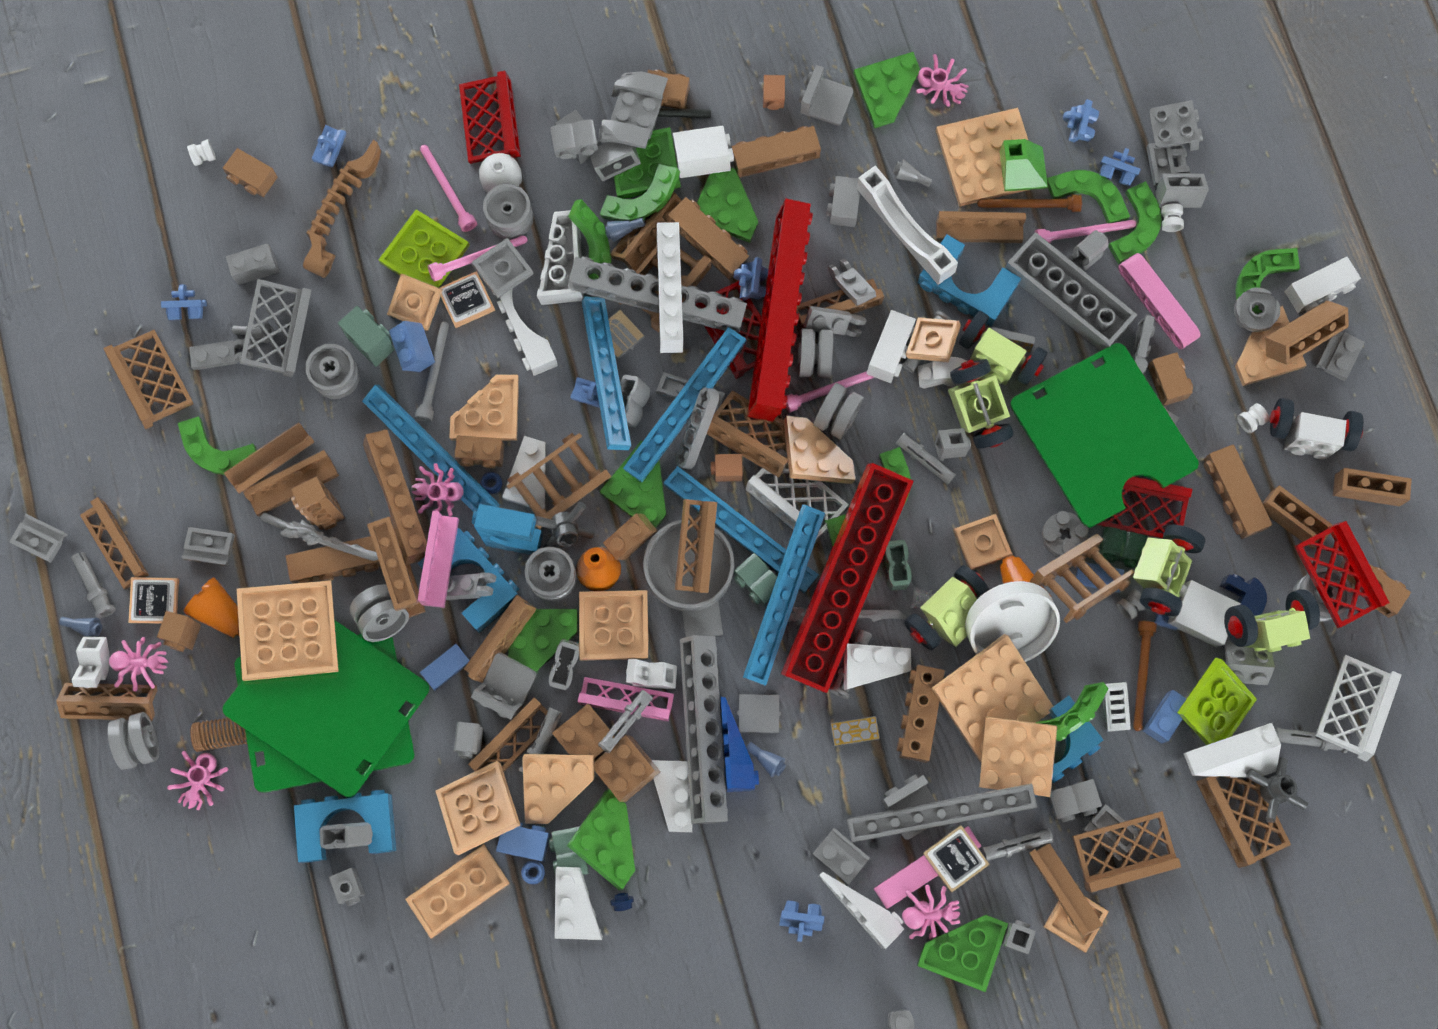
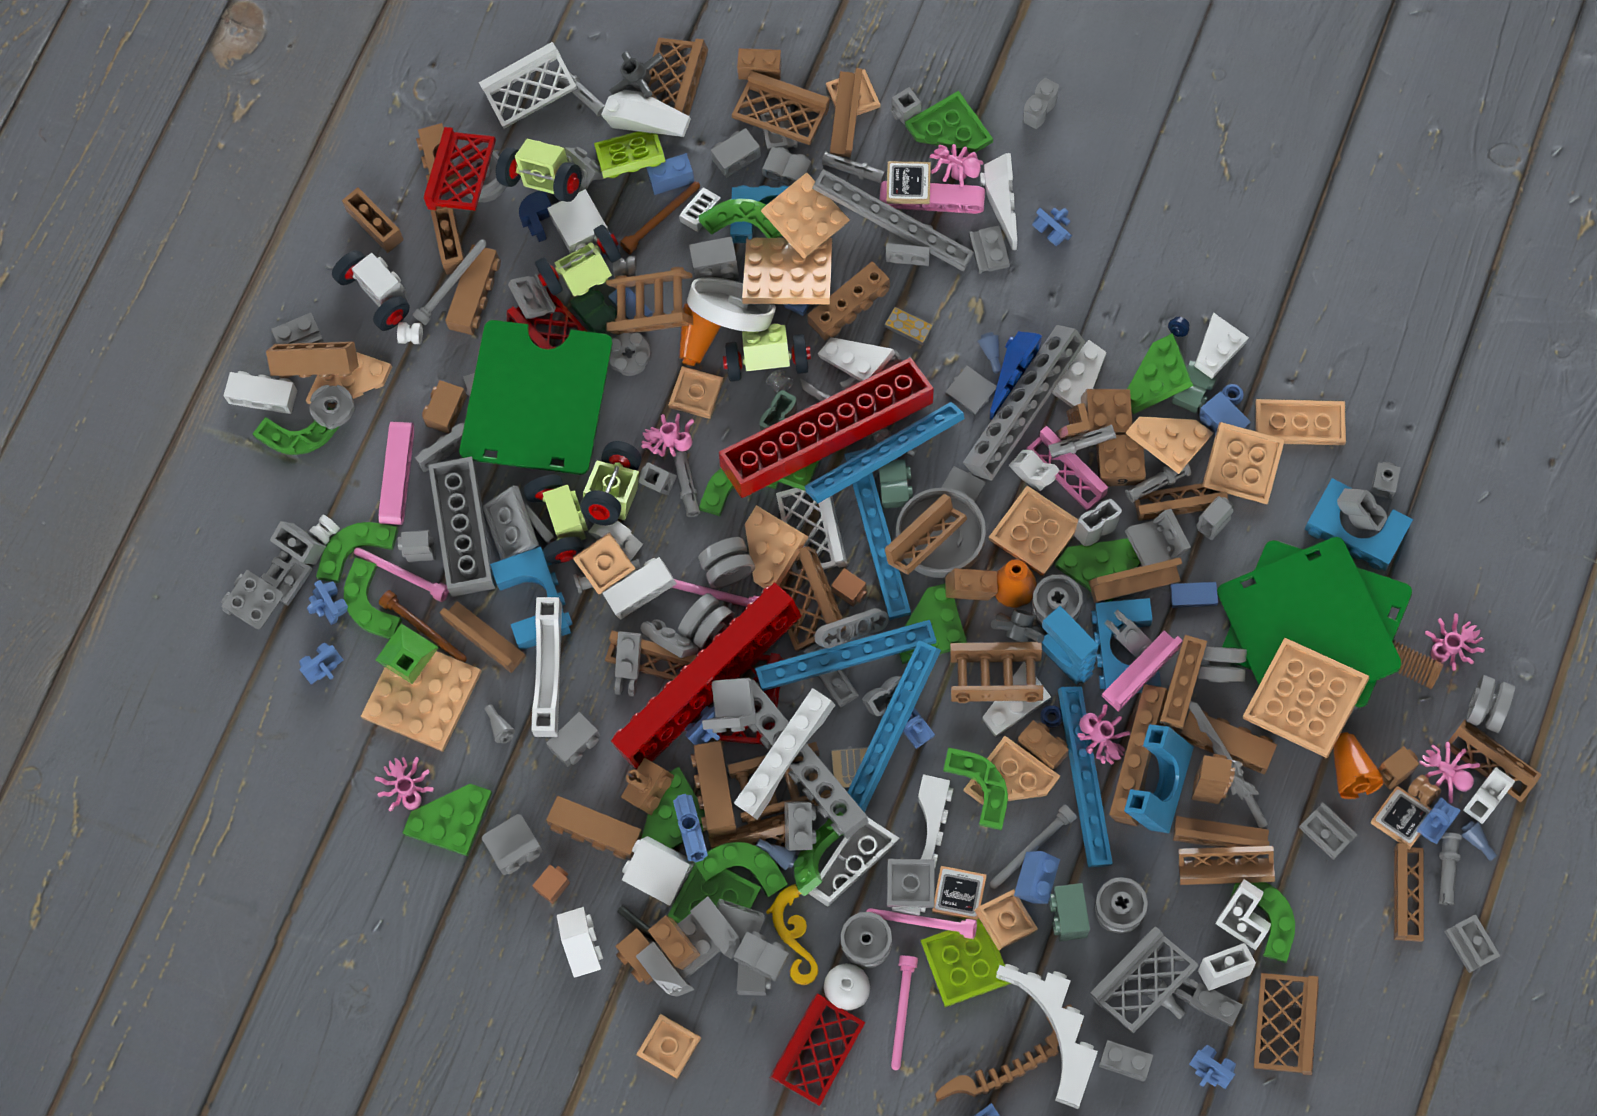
camera: 135 degrees left, 5 degrees down
(120, 613) = (1438, 821): none -> medium blue hips
(146, 630) = (1424, 790): none -> medium nougat wheel
(218, 380) = (1226, 966): none -> white brick
(230, 426) = (1239, 916): none -> white brick
(311, 251) = (1075, 1058): none -> white arch
(352, 464) = (1173, 756): none -> dark azure arch
(501, 391) = (989, 779): none -> bright green plate
(568, 182) = (777, 909): none -> yellow plant
(599, 49) = (668, 1046): none -> light nougat tile
(619, 247) = (799, 825): none -> light grey brick
(639, 722) = (1077, 420): none -> medium nougat fence
(643, 97) = (674, 942): none -> medium nougat brick
(690, 179) = (691, 837): none -> medium blue piece
(722, 62) = (577, 939): none -> white brick
(732, 288) = (732, 705): none -> light grey bracket
(759, 204) = (647, 786): none -> medium nougat brick
(970, 482) = (669, 436): none -> bright pink animal
(1033, 321) = (510, 523): none -> light grey tile
(1061, 660) = (714, 259): none -> light grey brick
(1130, 780) = (735, 152): none -> light grey brick
(1180, 882) = (761, 61): none -> medium nougat brick
(1184, 513) = (531, 296): none -> light grey plate
(1257, 442) = (424, 313): none -> light grey piece

